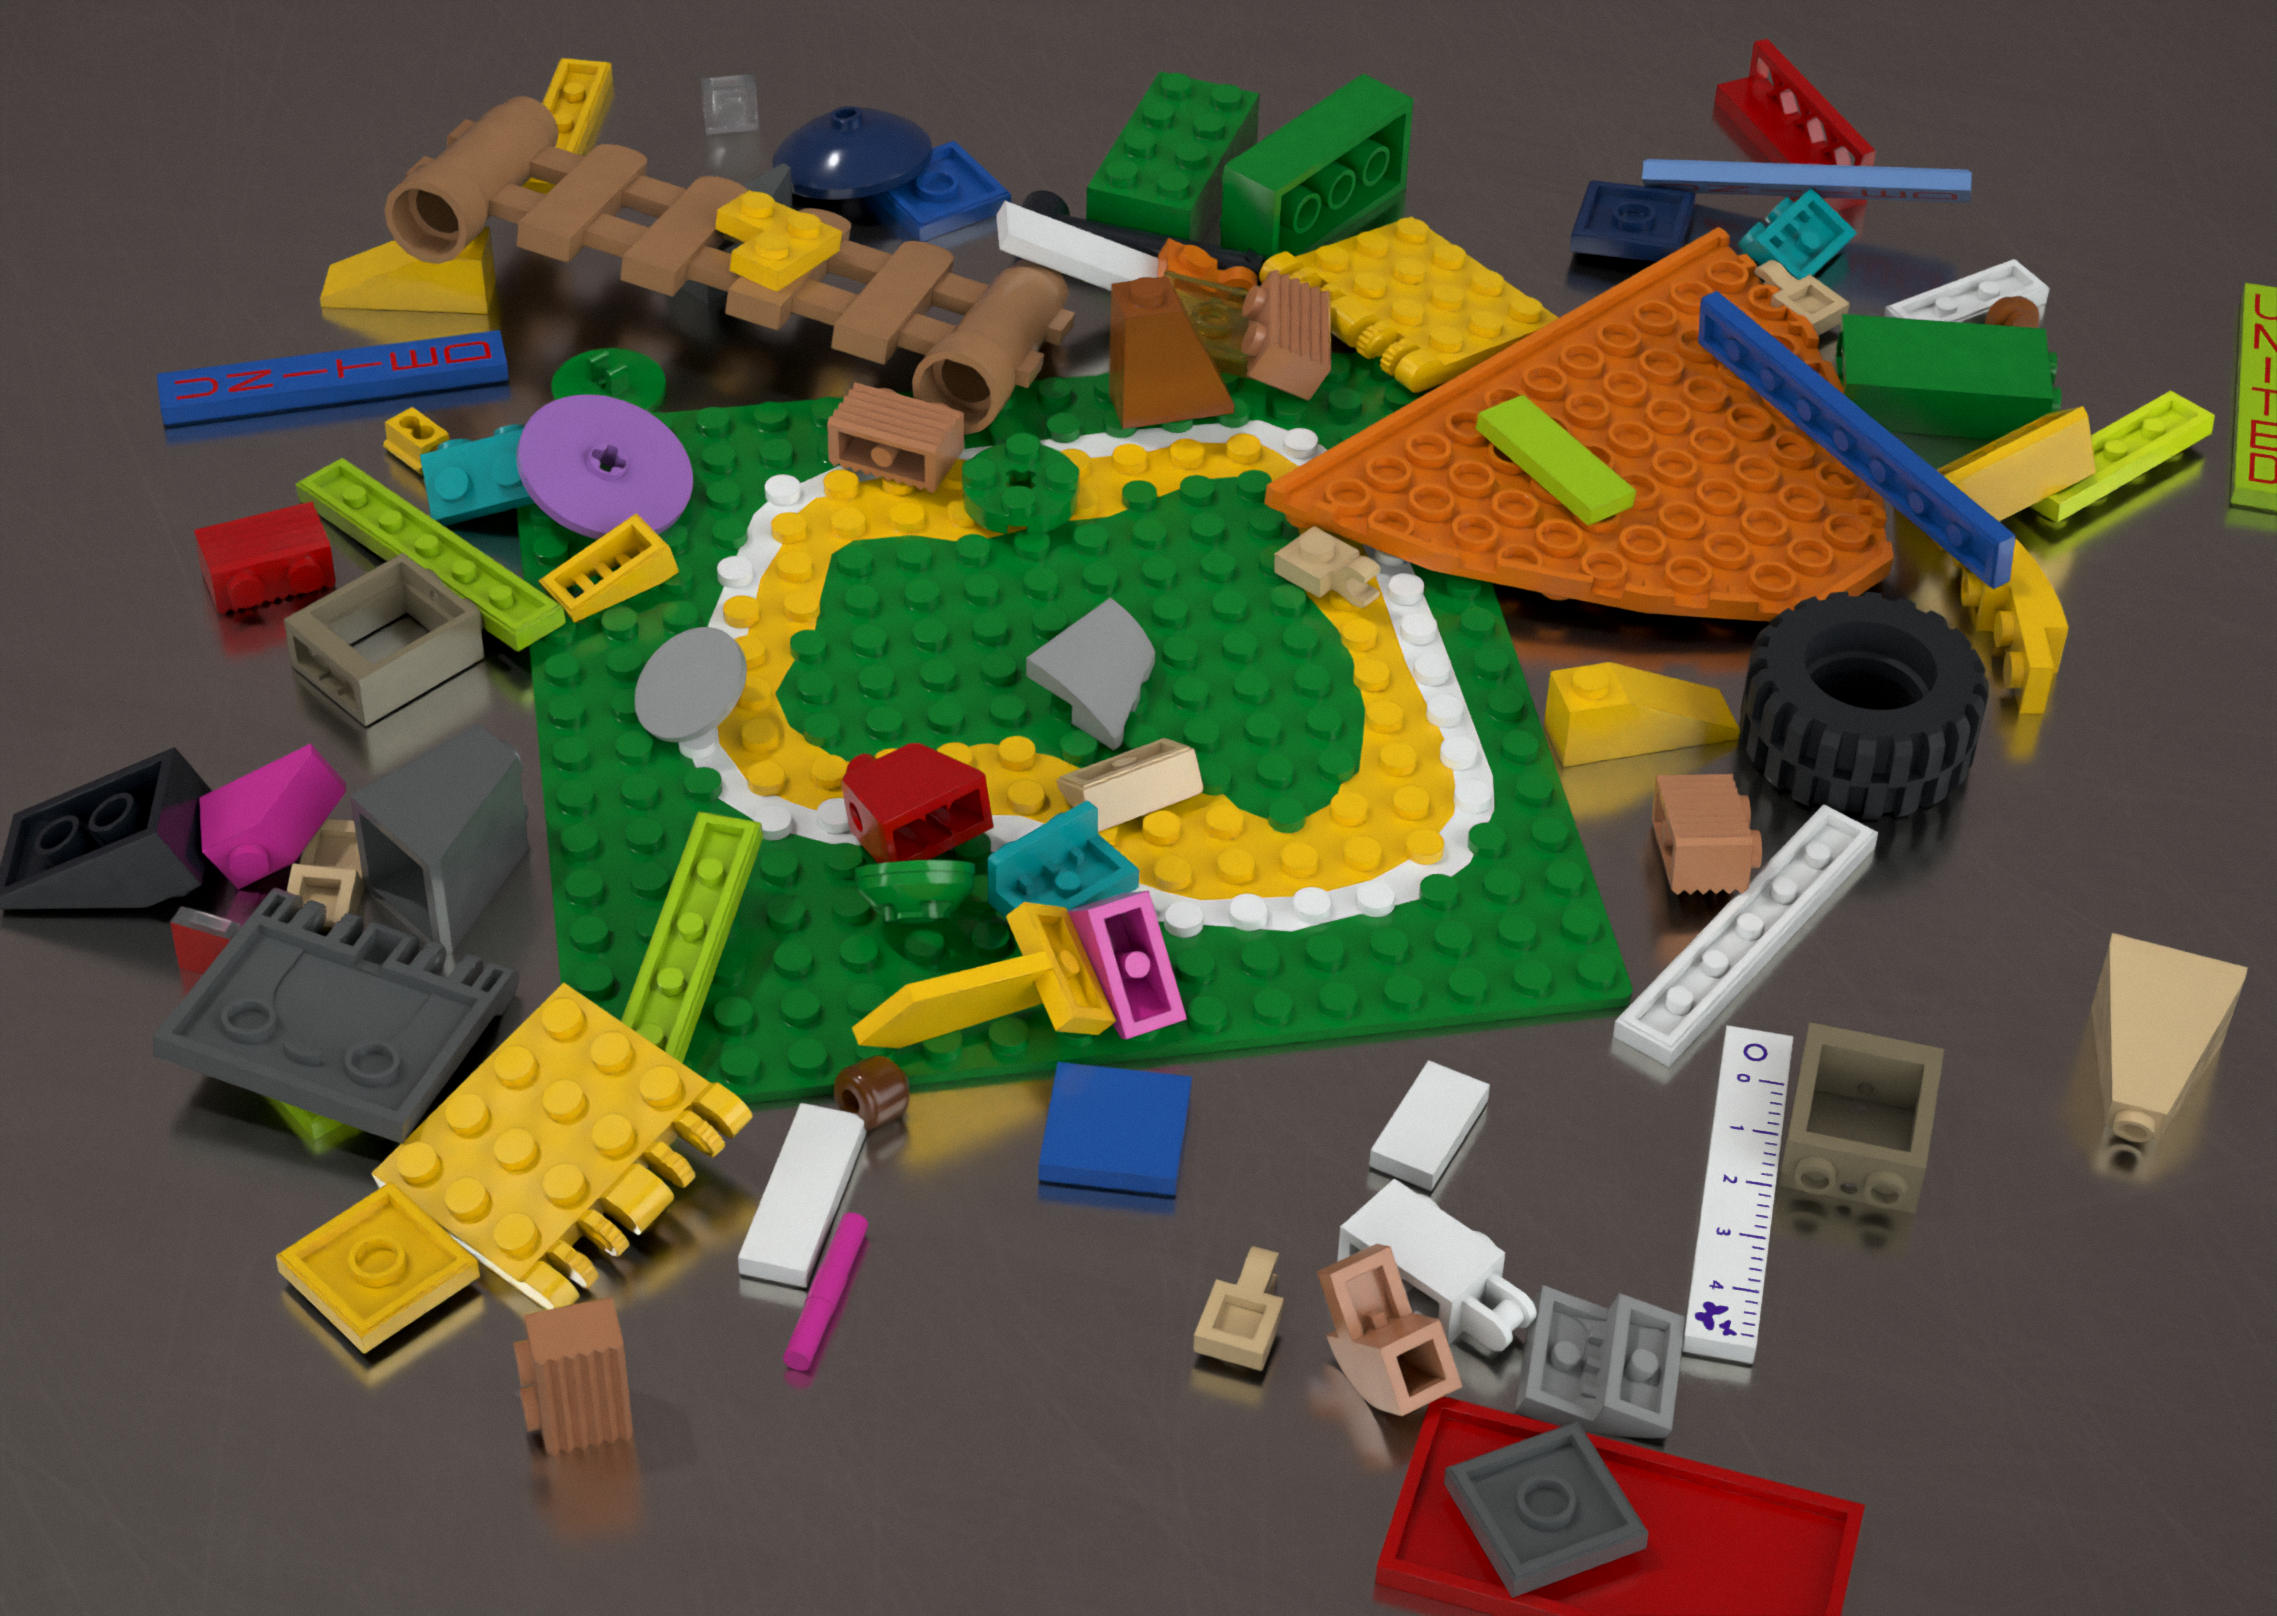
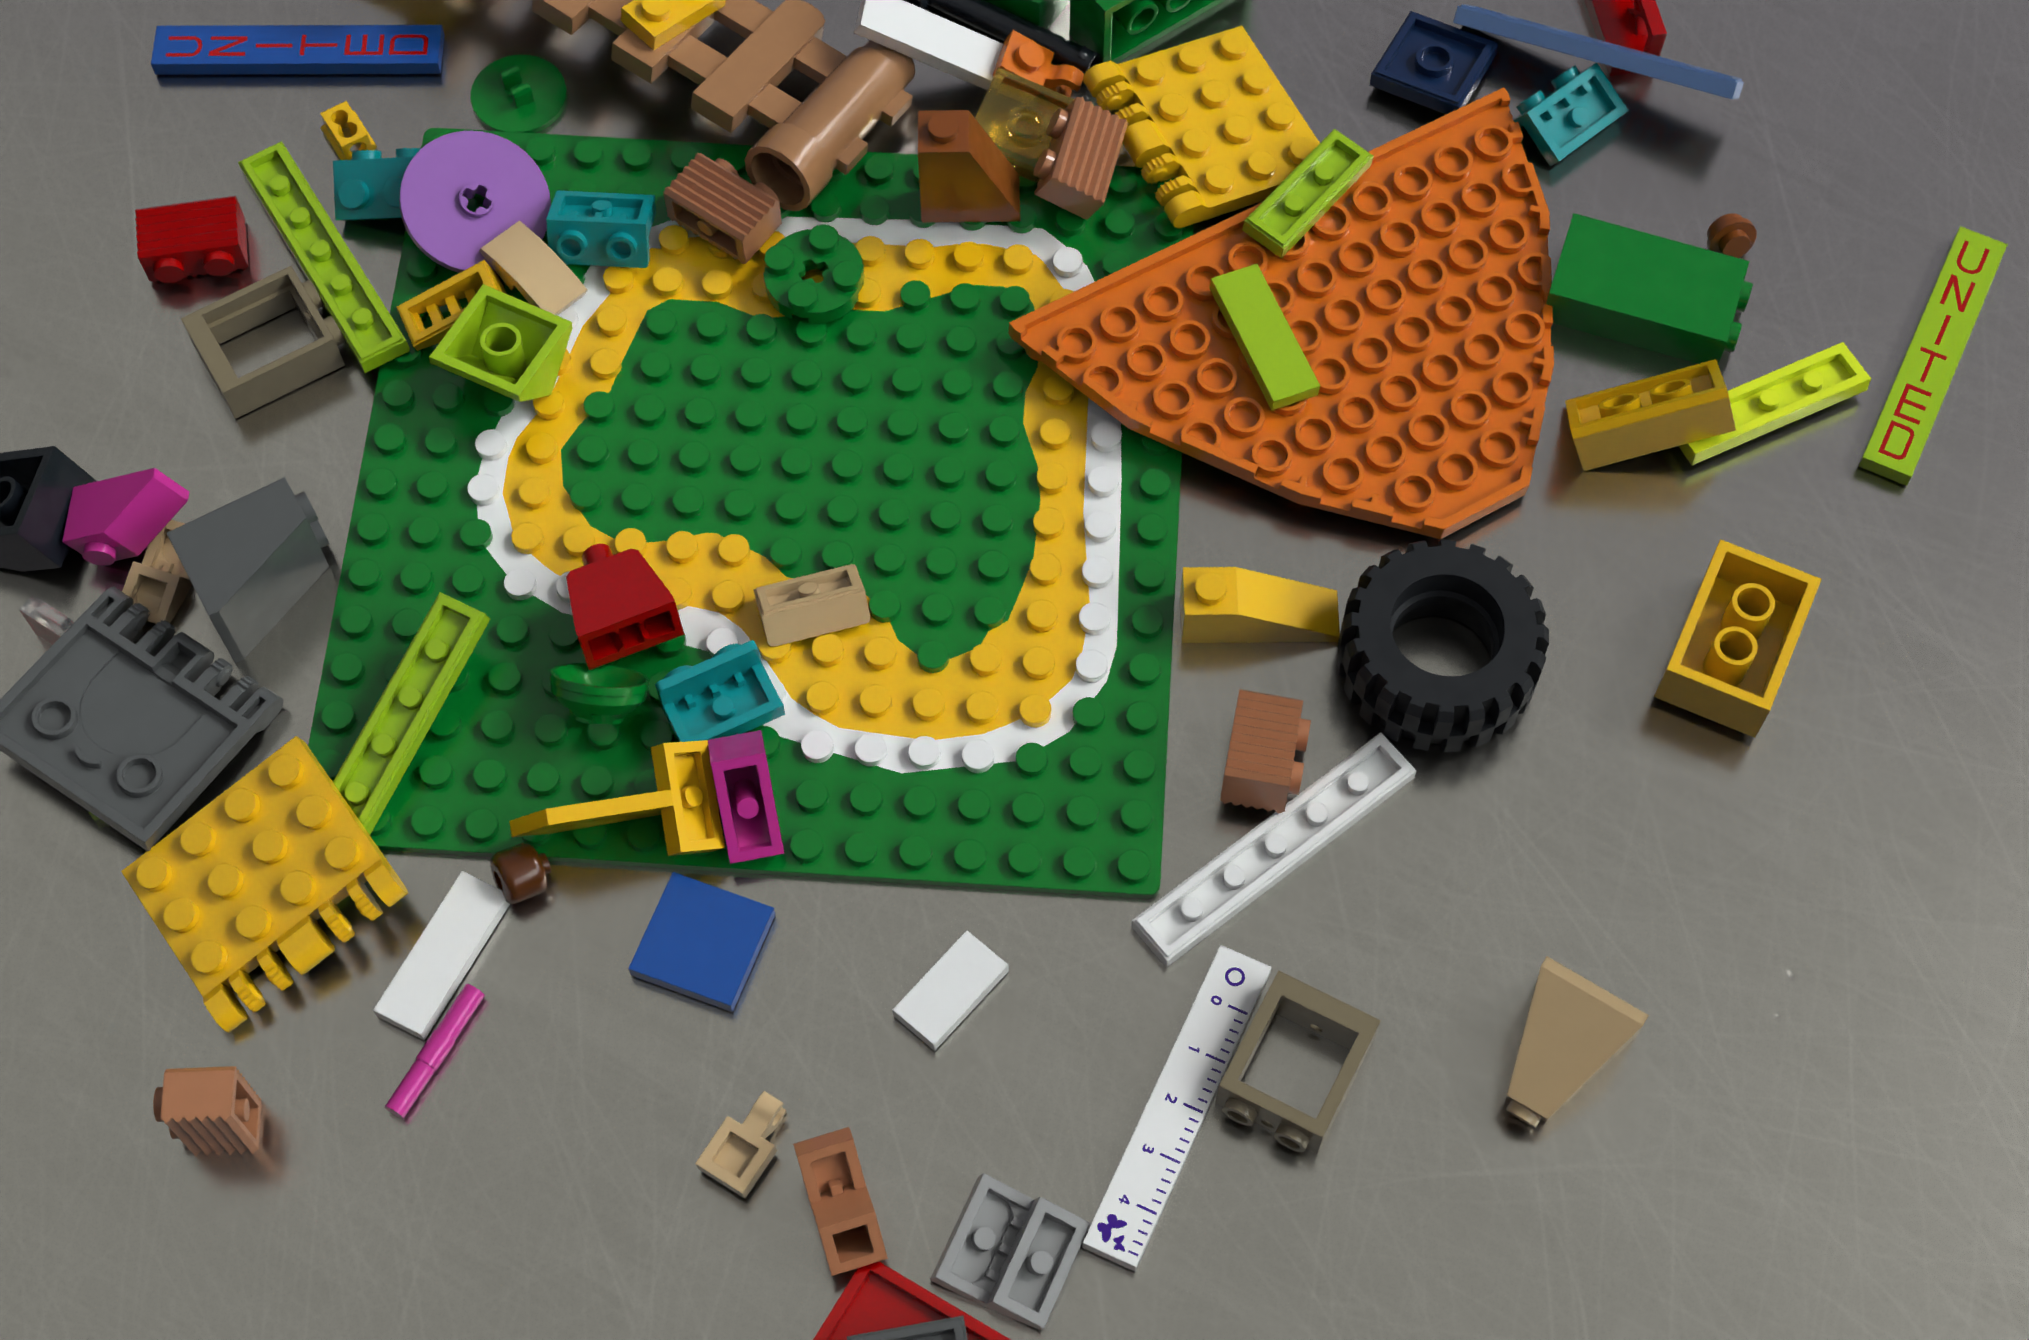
camera: 15 degrees right, 20 degrees up
(377, 1266) = (103, 960): yellow plate -> none
(690, 684) = (481, 445): light grey piece -> none
(691, 583) = (505, 345): none -> lime slope
(697, 522) = (533, 269): none -> tan slope
(759, 478) = (601, 228): none -> teal bracket
(1097, 670) = (816, 486): light grey slope -> none
(1326, 563) = (1041, 404): tan plate -> none
(1442, 1265) = (902, 1136): white brick -> none
(1549, 334) = (1307, 193): none -> lime tile
(1804, 297) = (1552, 180): tan plate -> none
(1857, 441) = (1528, 366): blue tile -> none
(1972, 296) = (1699, 202): white tile -> none
(2025, 622) = (1619, 552): yellow slope -> none
(2179, 652) = (1738, 638): none -> yellow brick

